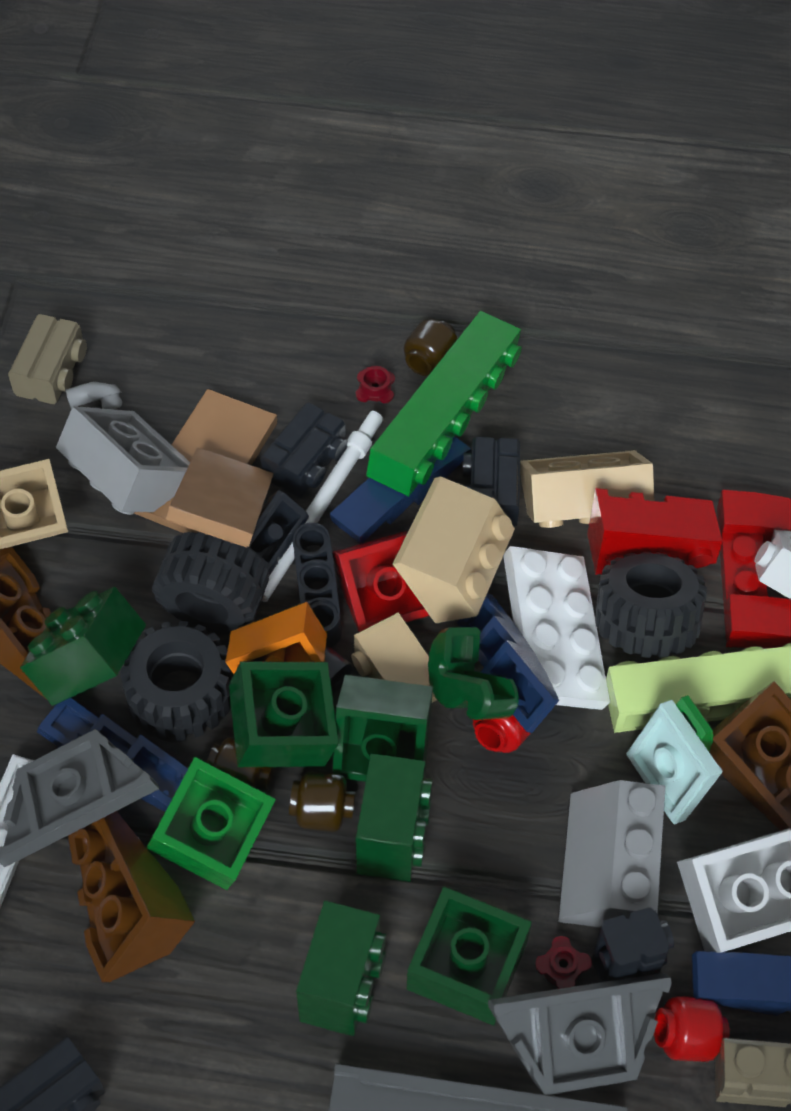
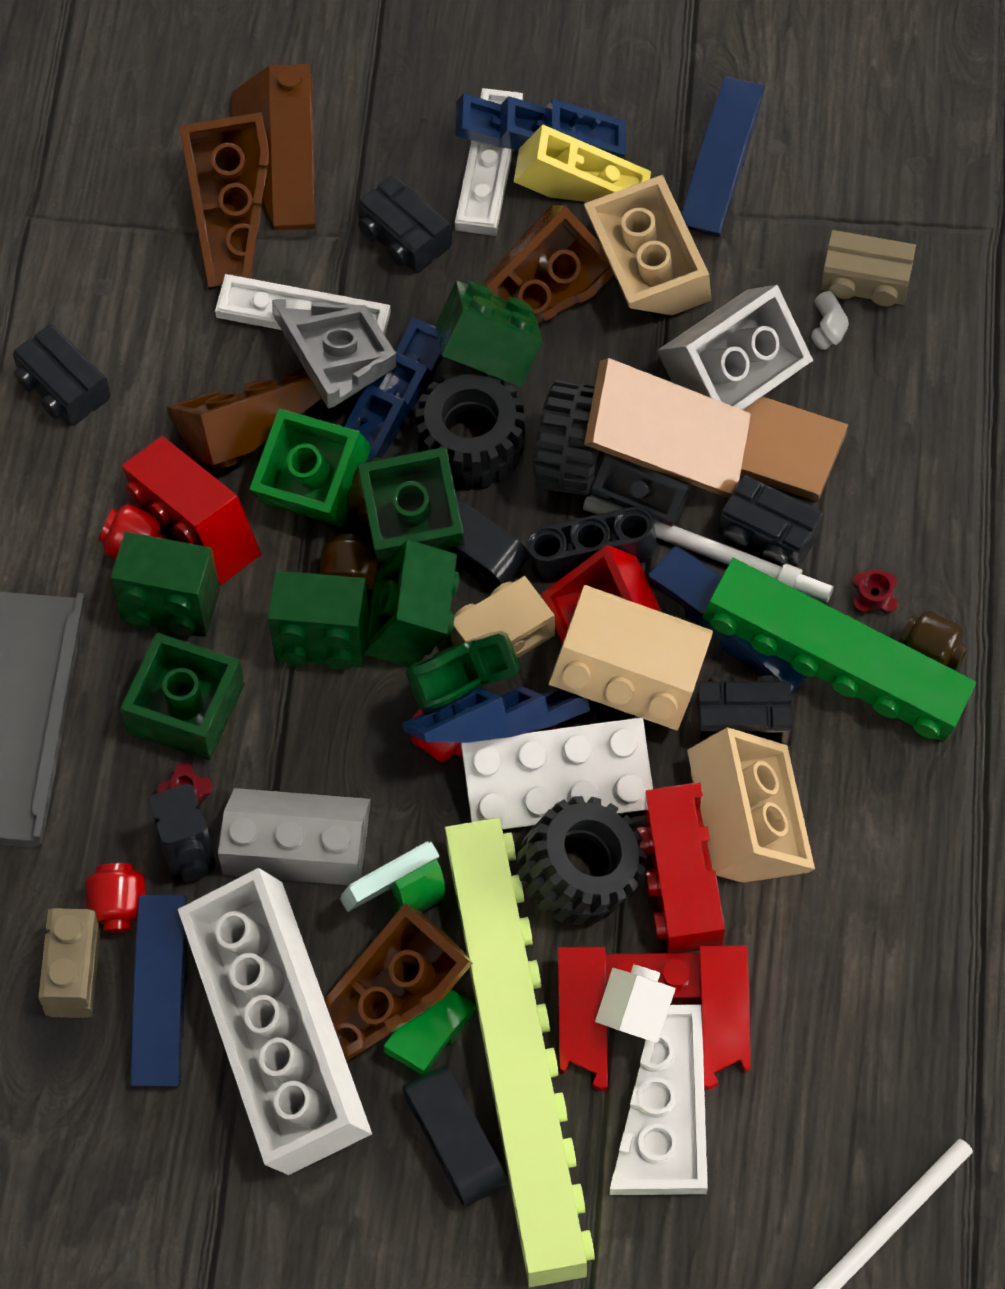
camera: 90 degrees right, 5 degrees up
(234, 951) = (192, 505): none -> red wedge
(265, 1014) = (127, 519): none -> red head
(283, 637) = (498, 502): orange brick -> none
(583, 1032) = (106, 792): dark grey wing -> none

